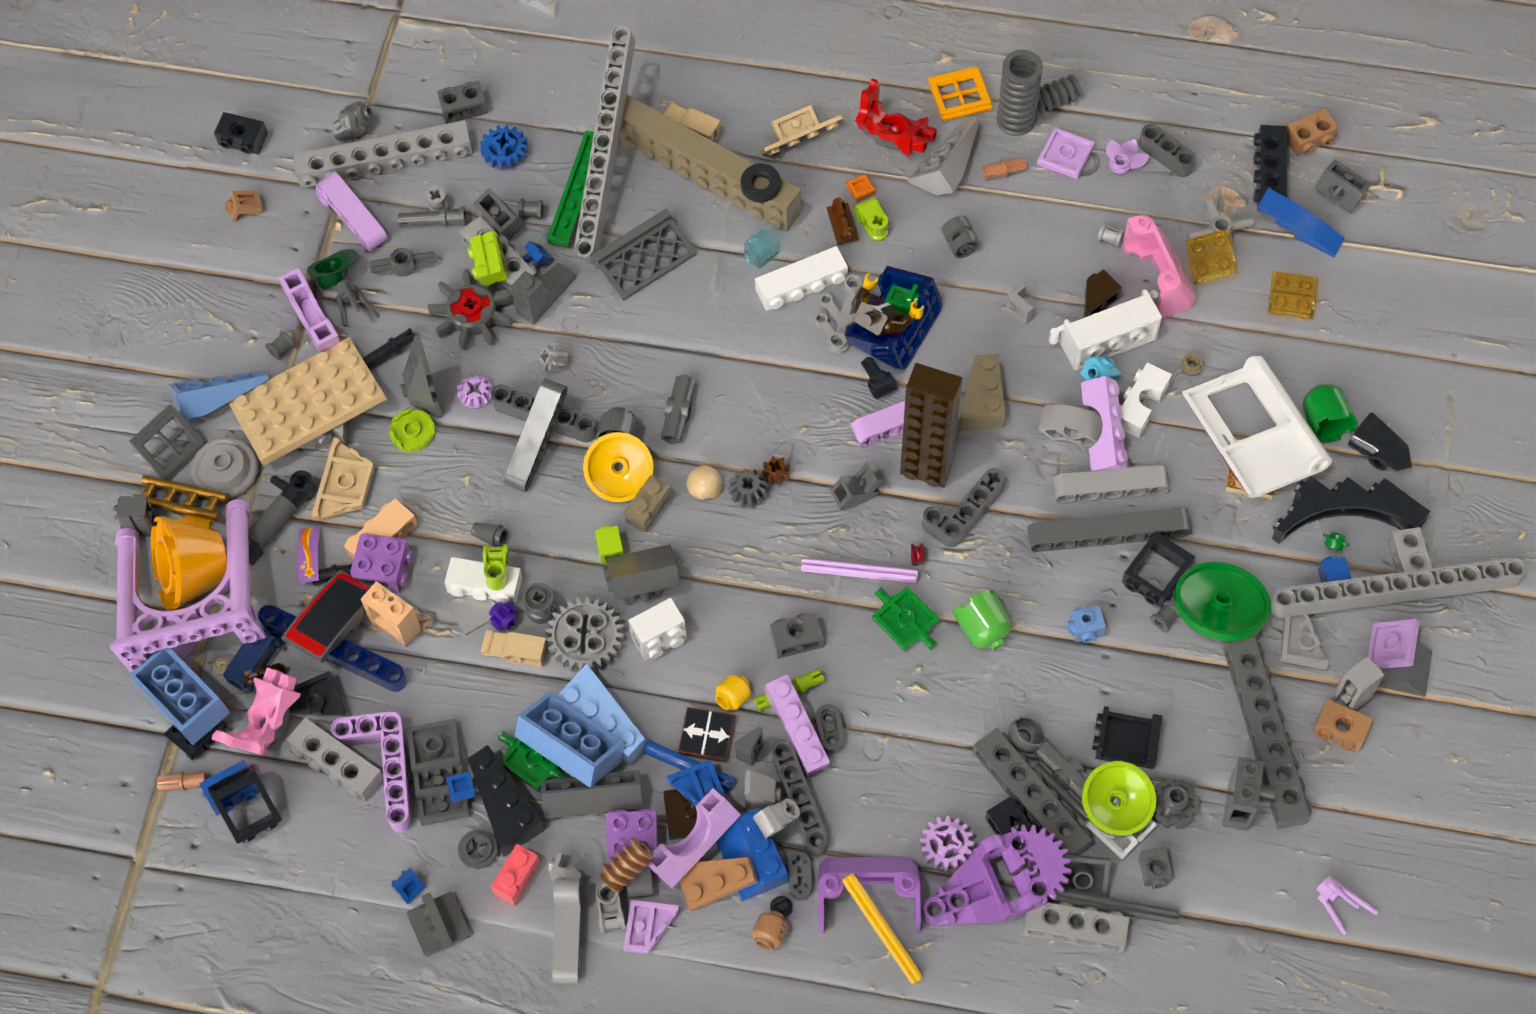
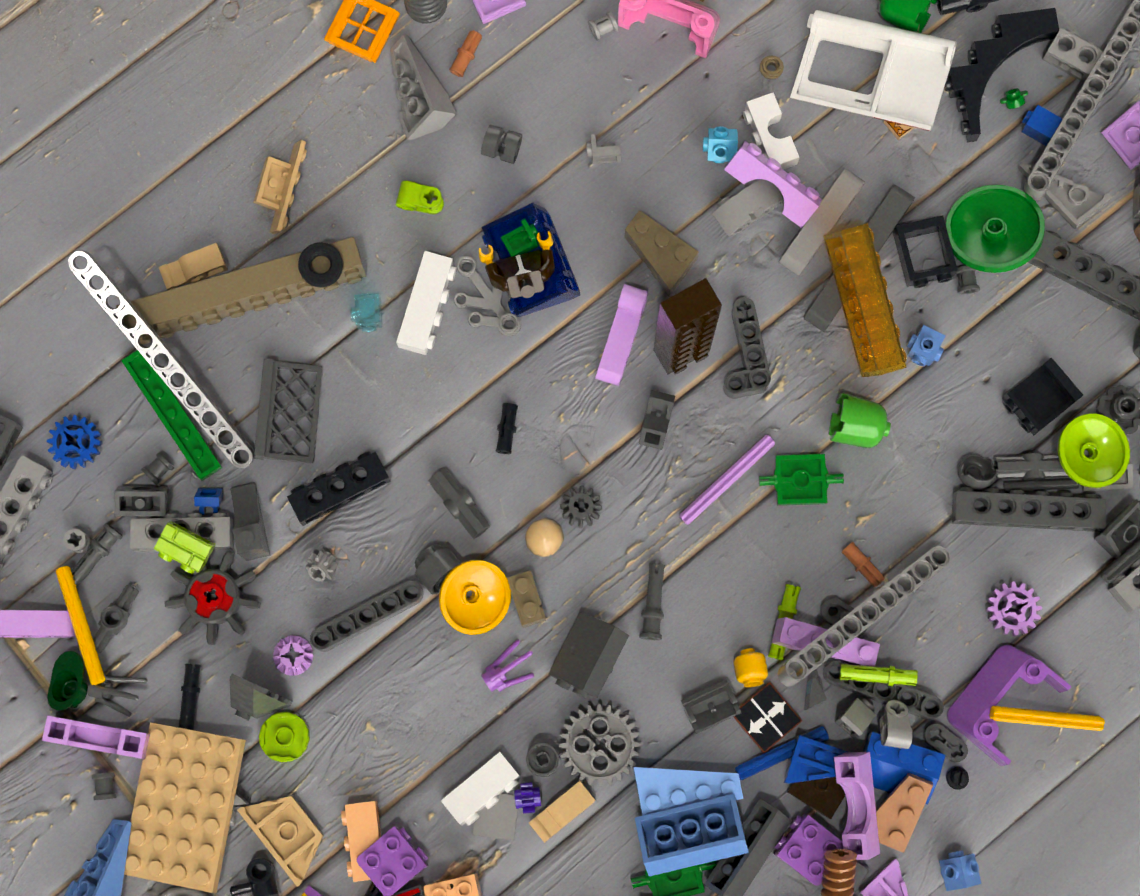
camera: 50 degrees left, 15 degrees up
(378, 242) = (80, 625): none -> yellow axle
(490, 533) = (441, 749): dark grey cone -> none
(496, 562) = (480, 768): lime piece -> none
(535, 435) = (387, 641): beam -> none
(574, 528) = (495, 678): none -> medium lavender plant
(608, 542) = (539, 662): lime brick -> none
(626, 335) = (308, 512): none -> black brick
(658, 629) = (651, 684): white brick -> none
(679, 686) = (711, 706): none -> dark grey hinge
(709, 959) = (960, 871): none -> medium blue brick
(713, 596) = (652, 614): none -> dark grey pin
(760, 398) = (506, 428): none -> black pin
(770, 930) = (974, 804): medium nougat head -> none
(776, 471) = (588, 465): reddish brown gear -> none
(789, 645) = (743, 591): dark grey brick -> none
(810, 784) = (878, 674): none -> lime pin
(829, 732) = (857, 623): none -> light grey beam
(842, 222) = (400, 225): reddish brown hinge -> none
(860, 188) = (380, 182): orange tile -> none
(879, 382) = (577, 321): black axle -> none
(882, 711) = (863, 564): none -> nougat axle
(903, 133) = (362, 101): red hips -> none
(917, 554) = (753, 423): dark red bush -> none
(980, 890) = (1076, 617): medium lavender connector -> none
(1008, 812) = (1028, 552): black brick -> none
(1079, 542) = (865, 301): none -> clear yellow brick
(1100, 293) = (648, 83): dark brown slope -> none
(1110, 330) = (693, 104): white container -> none

